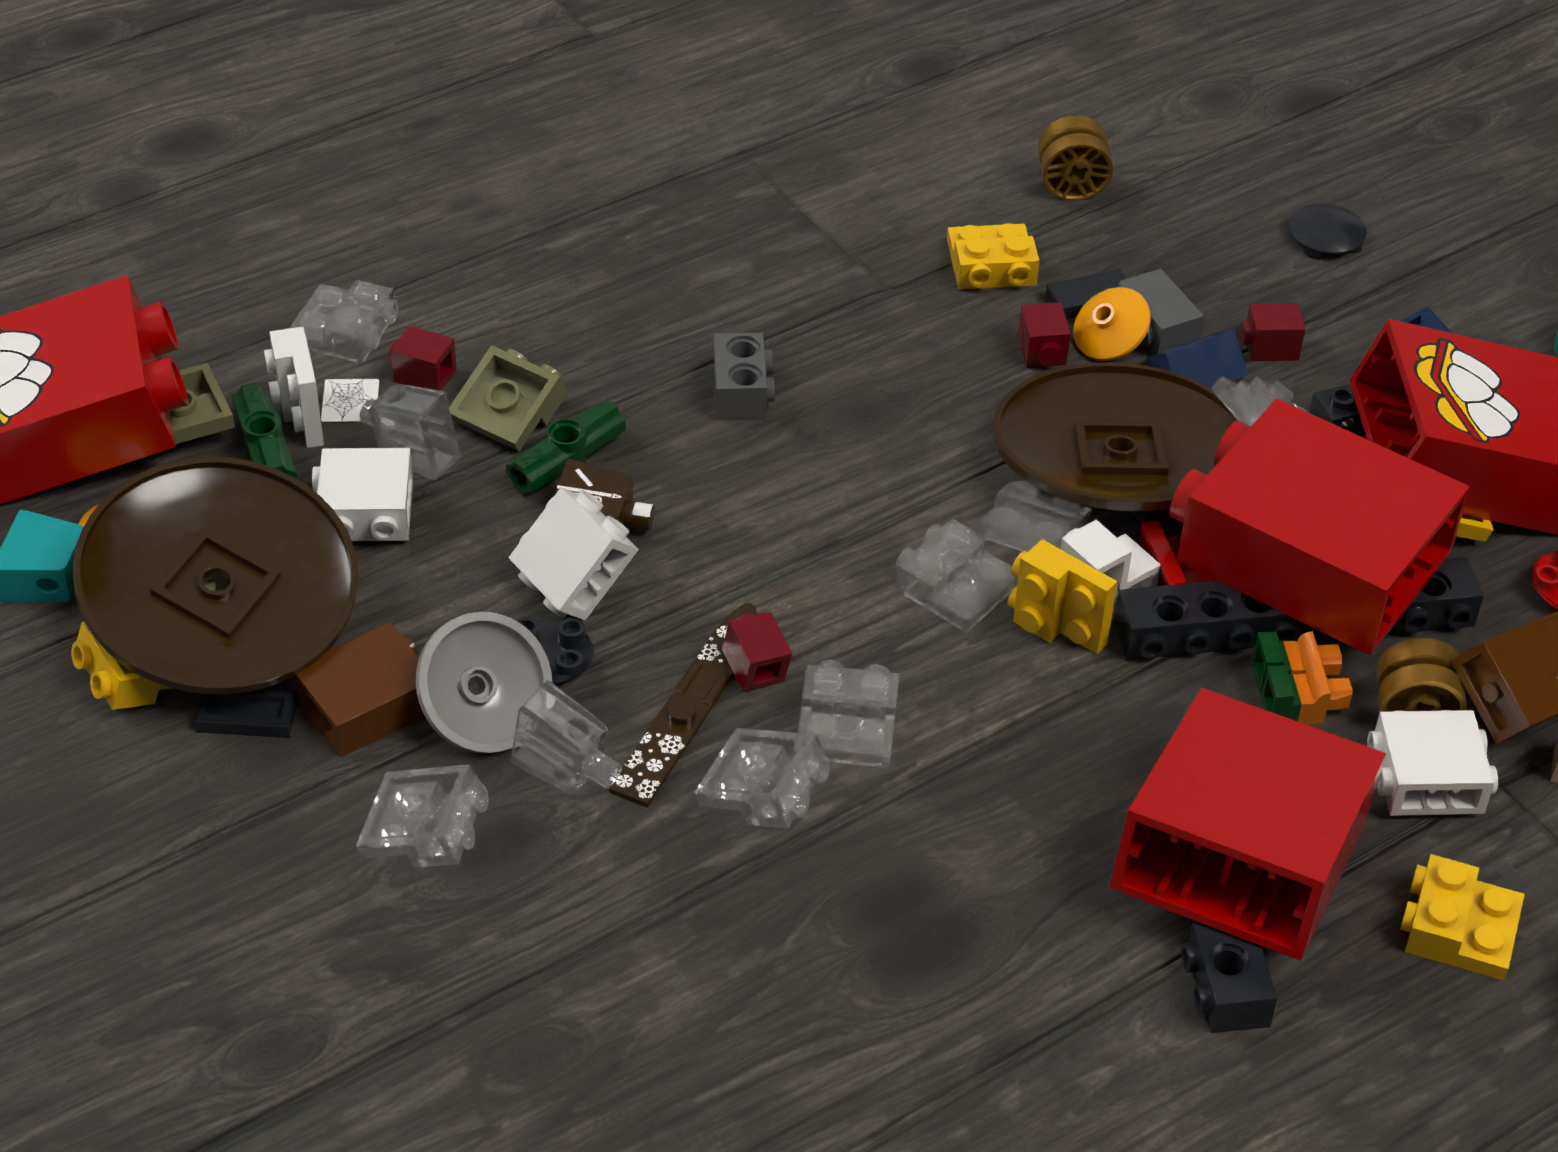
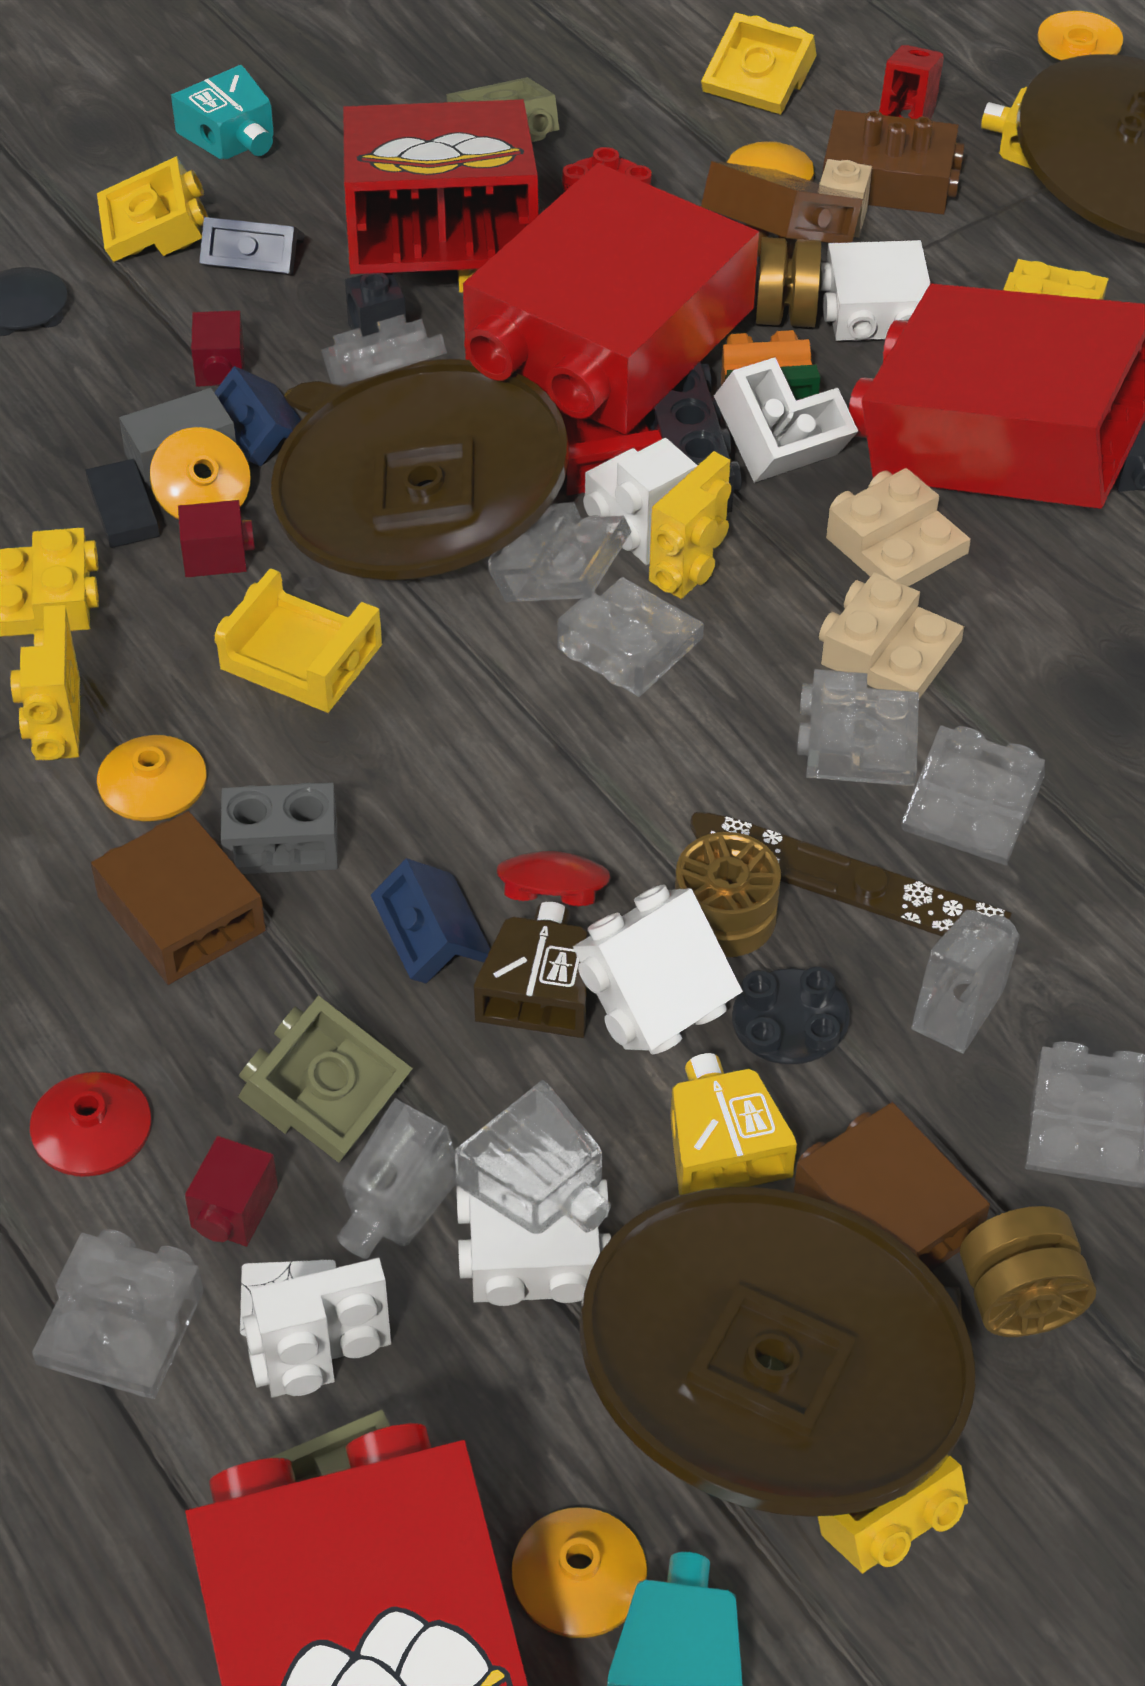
camera: 90 degrees left, 5 degrees up
(262, 428) = (443, 1370): dark green piece -> none
(276, 746) = (1027, 1271): none -> pearl gold wheel
(387, 464) = (535, 1164): none -> clear torso
(438, 592) = (727, 1129): none -> yellow torso
(499, 308) = (96, 1141): none -> red dish
(503, 662) = (892, 1053): light grey dish -> none
(564, 441) = (443, 1023): dark green piece -> none
(657, 459) = (428, 919): none -> dark blue panel
(659, 610) = (735, 887): none -> pearl gold wheel
(674, 327) = (178, 897): none -> reddish brown brick
(683, 514) = (552, 874): none -> red dish
(756, 651) = (784, 800): dark red brick -> none
(805, 324) = (151, 778): none -> light orange dish
(864, 249) = (49, 689): none -> yellow plate
(936, 385) = (296, 644): none -> yellow panel
(958, 744) = (888, 636): none -> tan plate
(1096, 760) = (895, 528): none -> tan plate
(1207, 652) = (774, 428): none -> white brick
(1448, 288) = (152, 209): none -> yellow plate

